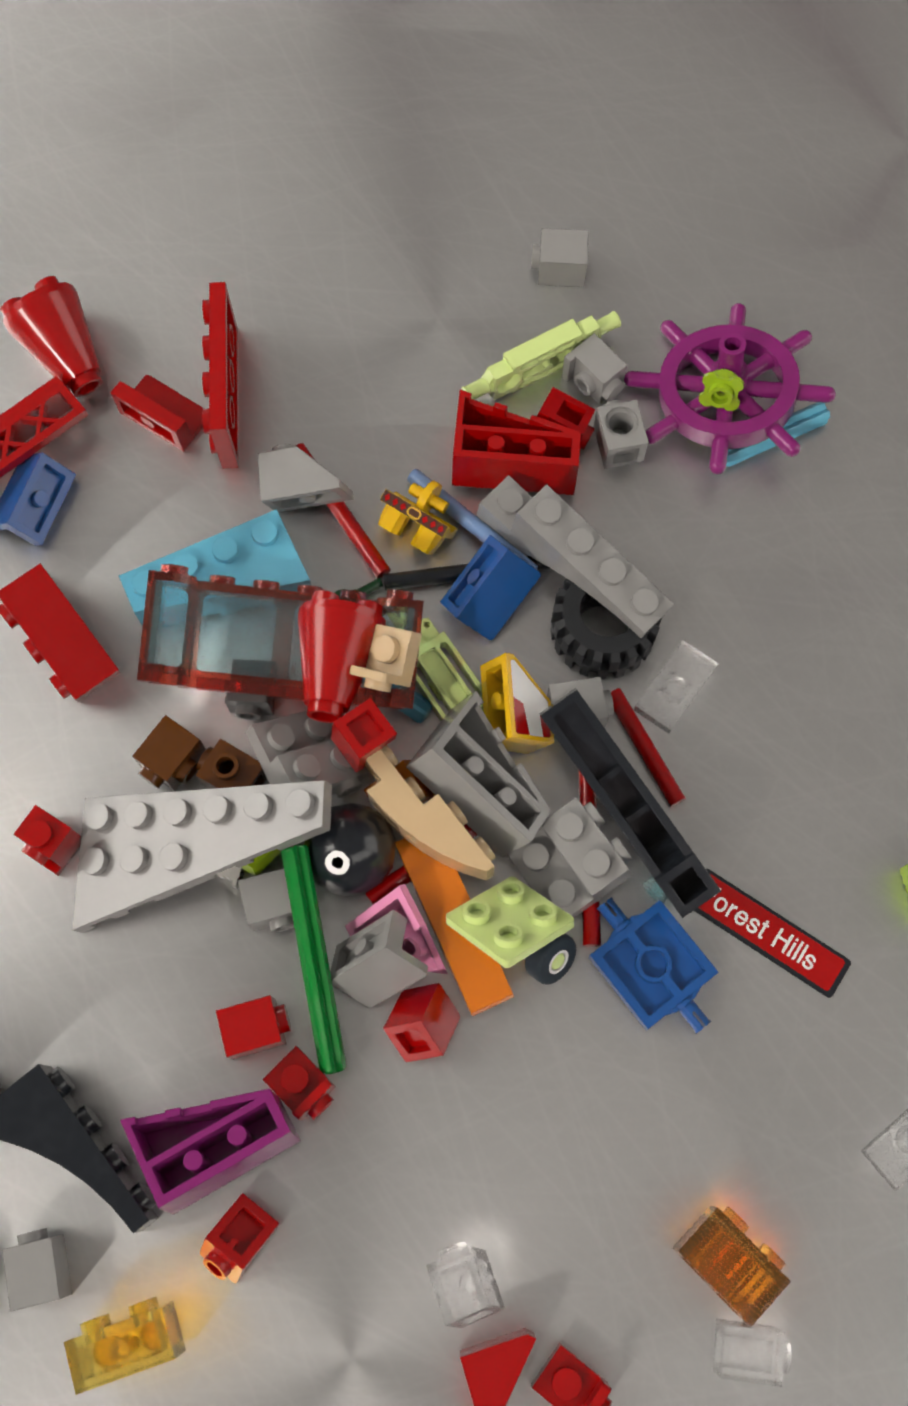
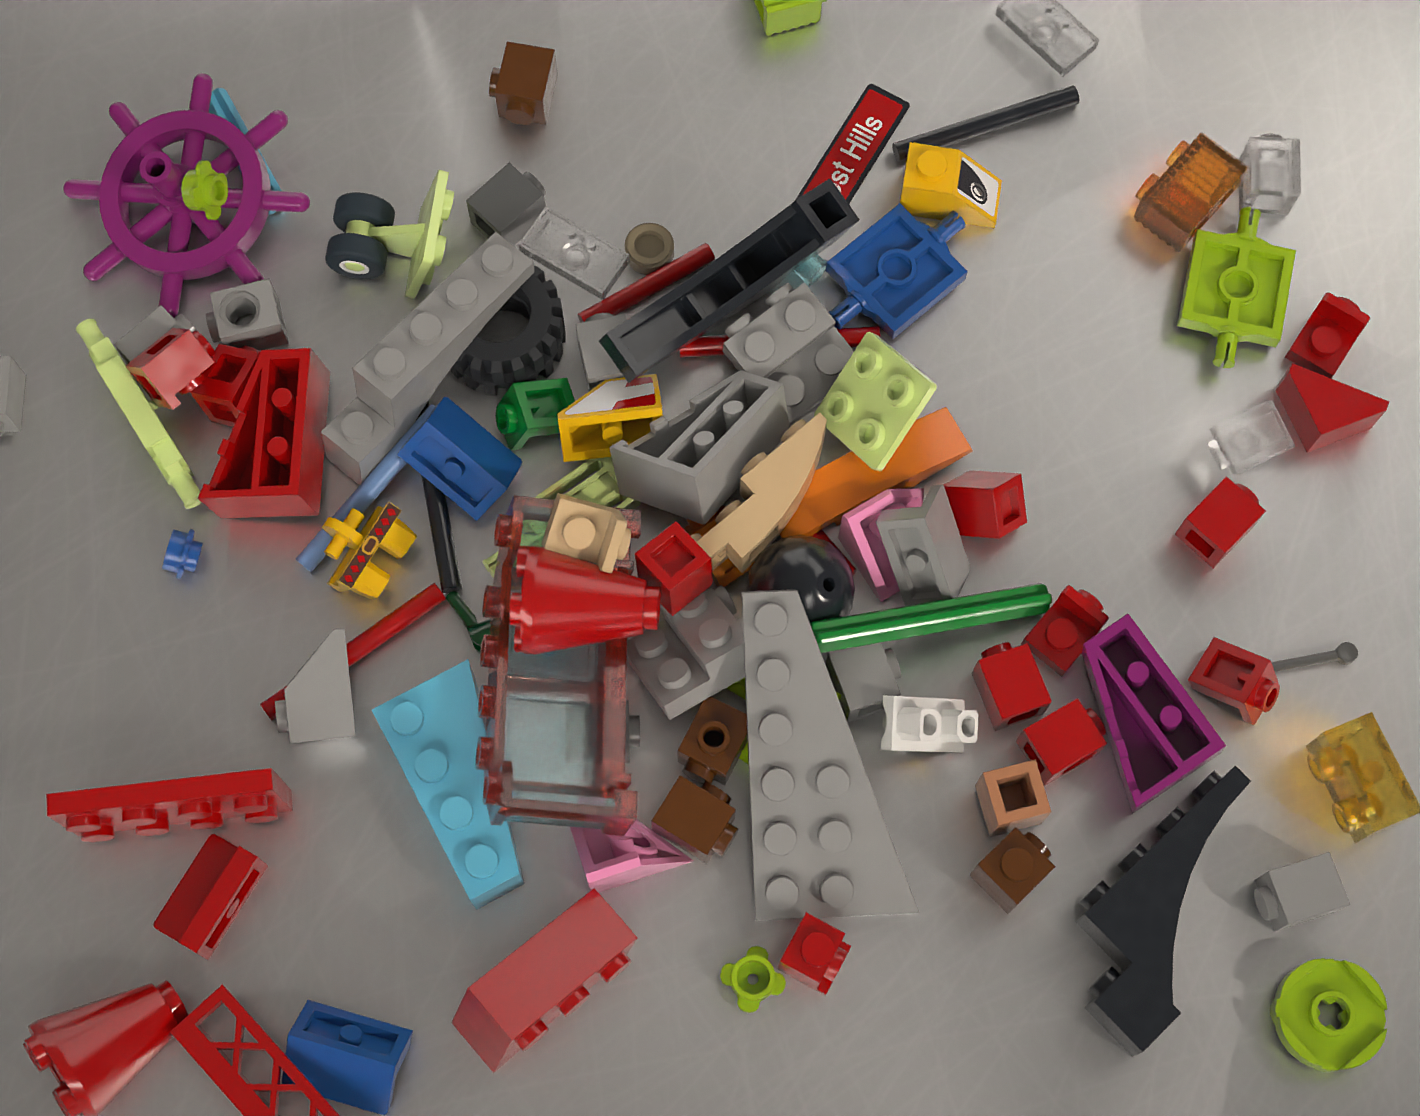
camera: 95 degrees left, 0 degrees up
(46, 781) = (768, 982): none -> lime plate
(91, 1010) = (1013, 868): none -> reddish brown brick
(148, 1014) = (1012, 798): none -> nougat brick
(151, 702) = (624, 859): none -> bright pink slope
(198, 1068) = (1063, 740): none -> red brick
(223, 946) = (927, 724): none -> white hips
(258, 1354) = (1344, 654): none -> dark grey hinge
(389, 1247) = (1220, 521): none -> red brick
(427, 389) = (182, 553): none -> blue plate
(532, 647) = (532, 410): none -> green bracket
(570, 369) = (172, 366): none -> brick
(628, 1300) = (1236, 288): none -> lime plate
(682, 751) = (649, 247): none -> dark tan tile
(706, 521) = (371, 235): none -> plate
(718, 632) = (507, 204): none -> dark grey brick
(736, 1022) = (948, 181): none -> yellow slope
(809, 1070) = (991, 121): none -> black bar
(837, 651) = (524, 83): none -> reddish brown brick

